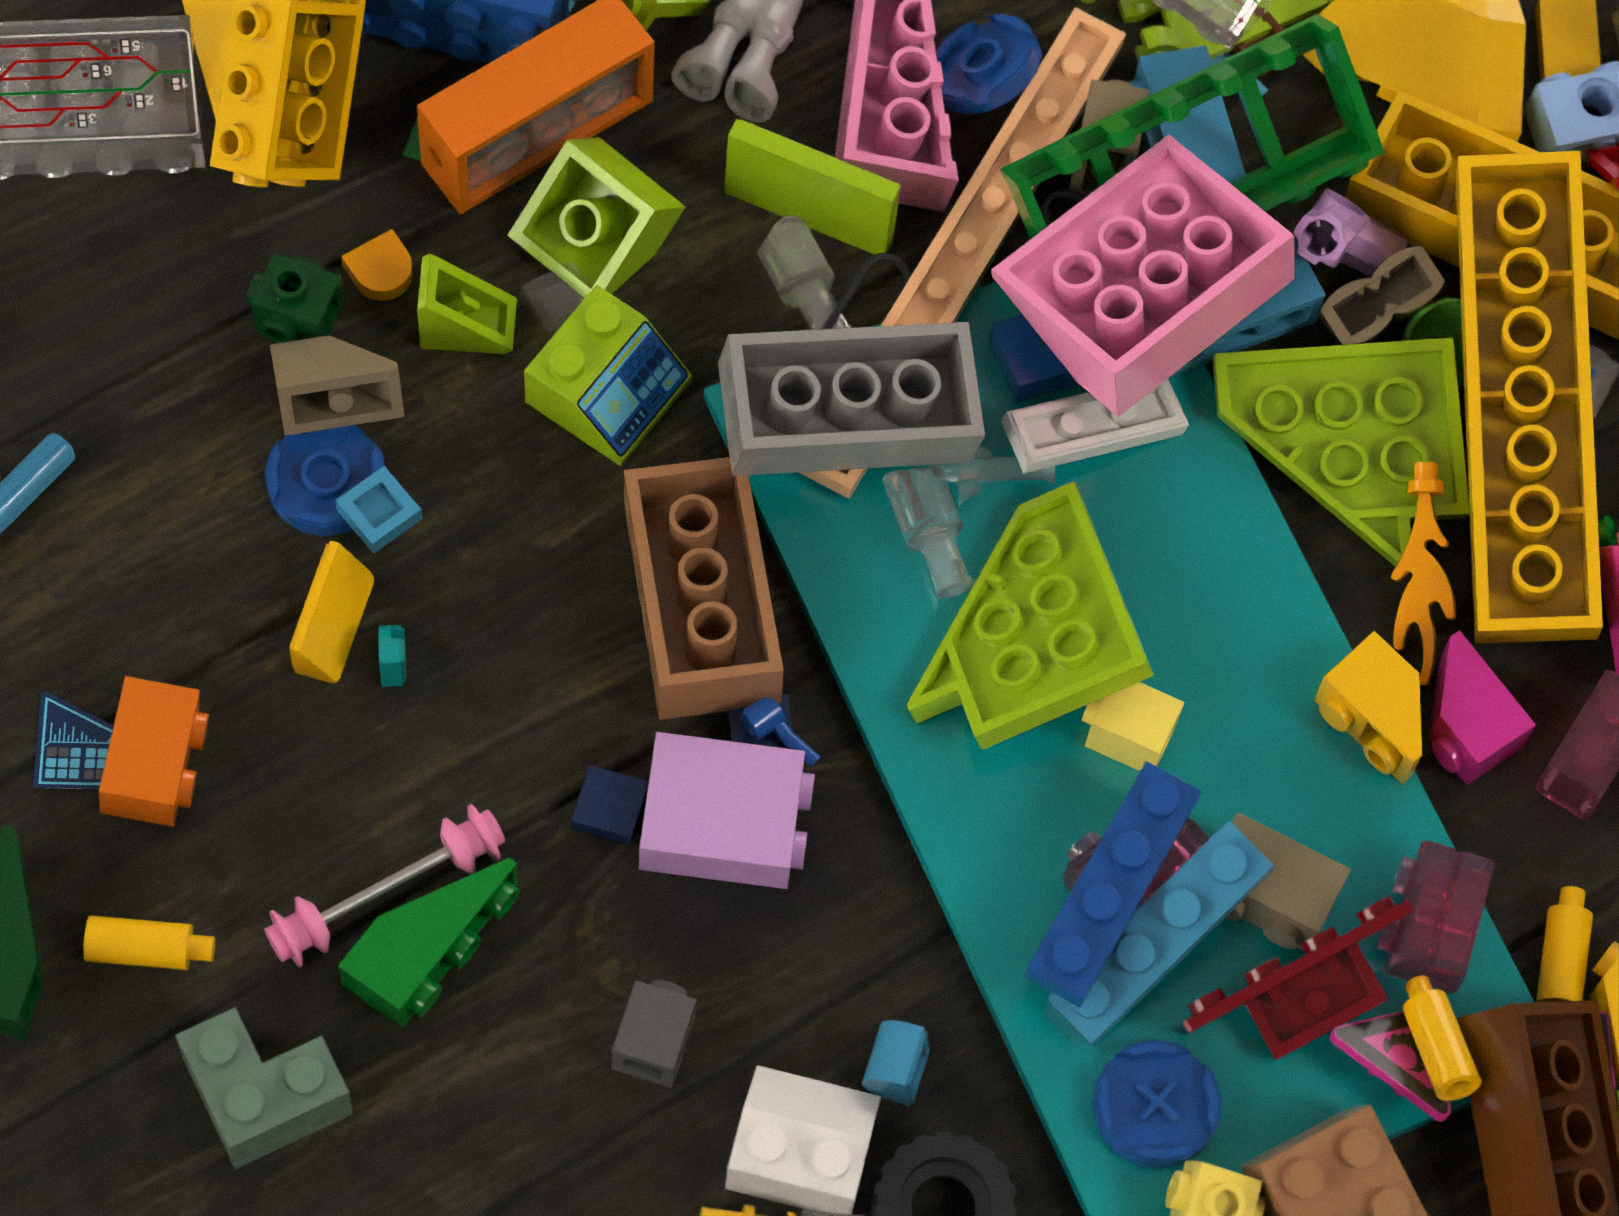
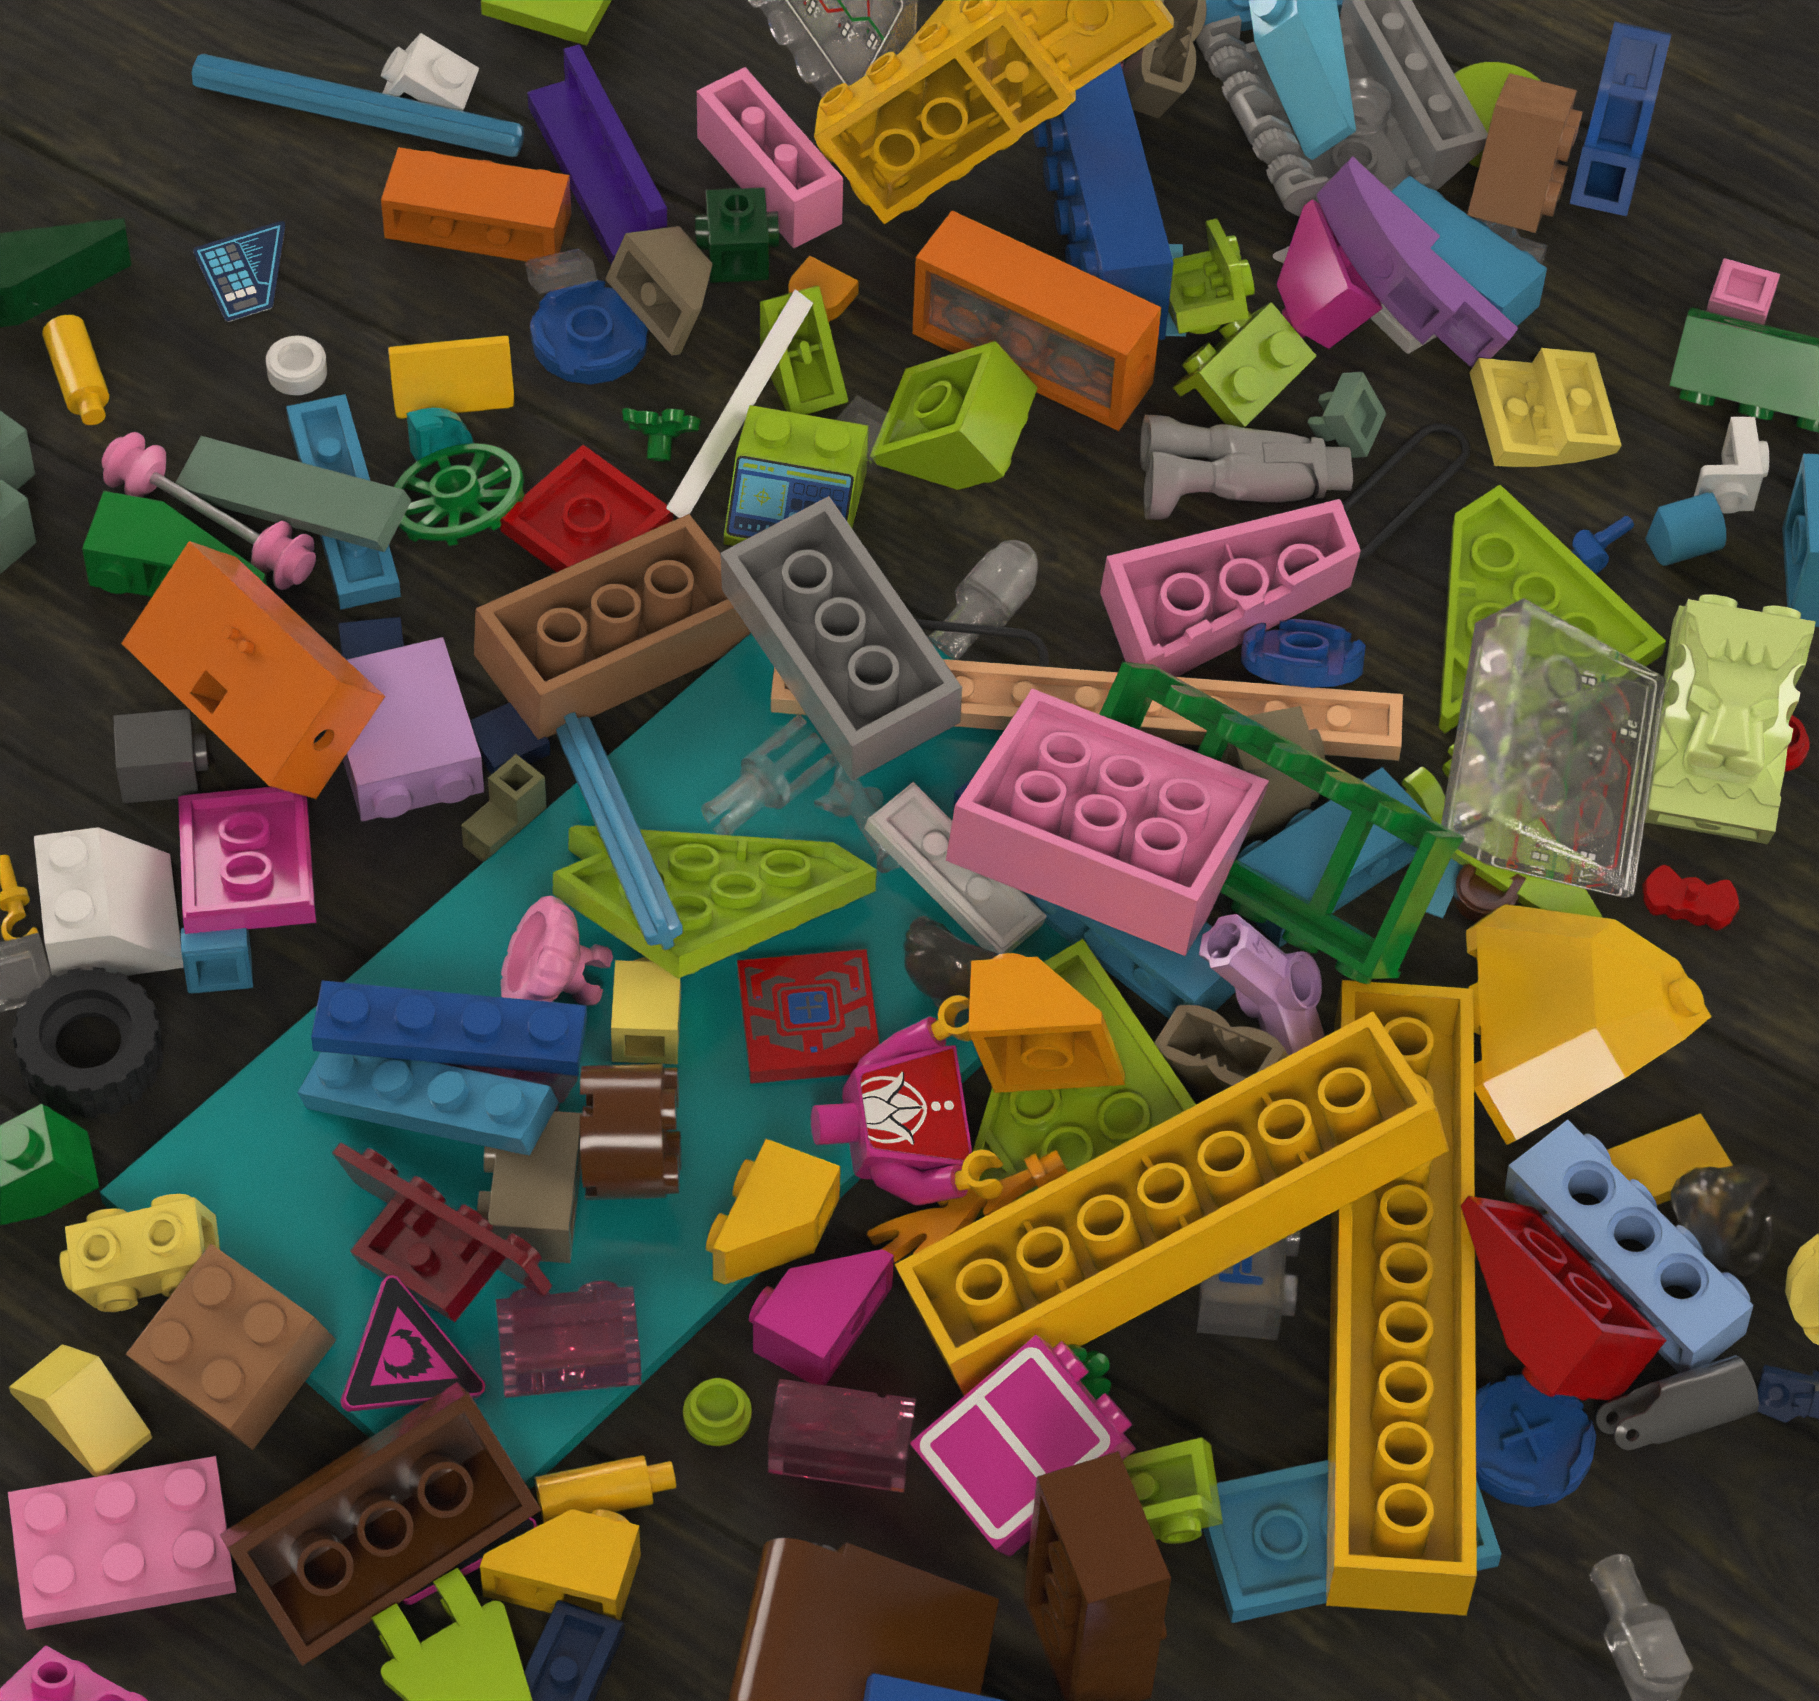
camera: 70 degrees right, 10 degrees down
(134, 382) = (596, 154): none -> dark purple fence
(134, 509) = (475, 205): none -> orange brick
(150, 752) = (251, 299): orange brick -> none
(218, 235) = (769, 151): none -> bright pink brick
(235, 745) = (296, 365): none -> white tile
(252, 470) = (560, 270): none -> clear tile
(378, 509) = (565, 367): dark azure tile -> none
(412, 801) = (294, 493): none -> sand green tile
(428, 763) = (328, 439): none -> dark azure plate
(473, 662) = (459, 491): none -> green wheel
(481, 460) = (660, 429): none -> green plant
(513, 379) = (737, 407): none -> white sticker
(555, 565) = (582, 512): none -> red plate
(629, 906) = (252, 670): none -> orange brick
(767, 717) = (510, 726): blue hand -> none
(811, 996) = (245, 860): none -> dark pink tile
(812, 186) = (1072, 556): lime tile -> none
(851, 749) = (515, 800): none -> olive piece
(958, 664) = (619, 832): none -> dark azure axle
(1053, 784) = (548, 958): none -> bright pink hair
(1156, 1104) = (265, 1175): blue tile -> none
(1186, 598) = (806, 1014): none -> red tile
(1205, 464) = (940, 962): none -> clear smoke hair
(1271, 778) = (627, 1133): none -> reddish brown brick
(1314, 419) = (1037, 1028): none -> light orange slope
(1329, 561) = (910, 1117): none -> torso
(1440, 1041) = (423, 1372): yellow cylinder -> none
(1524, 834) = (717, 1412): none -> lime plate

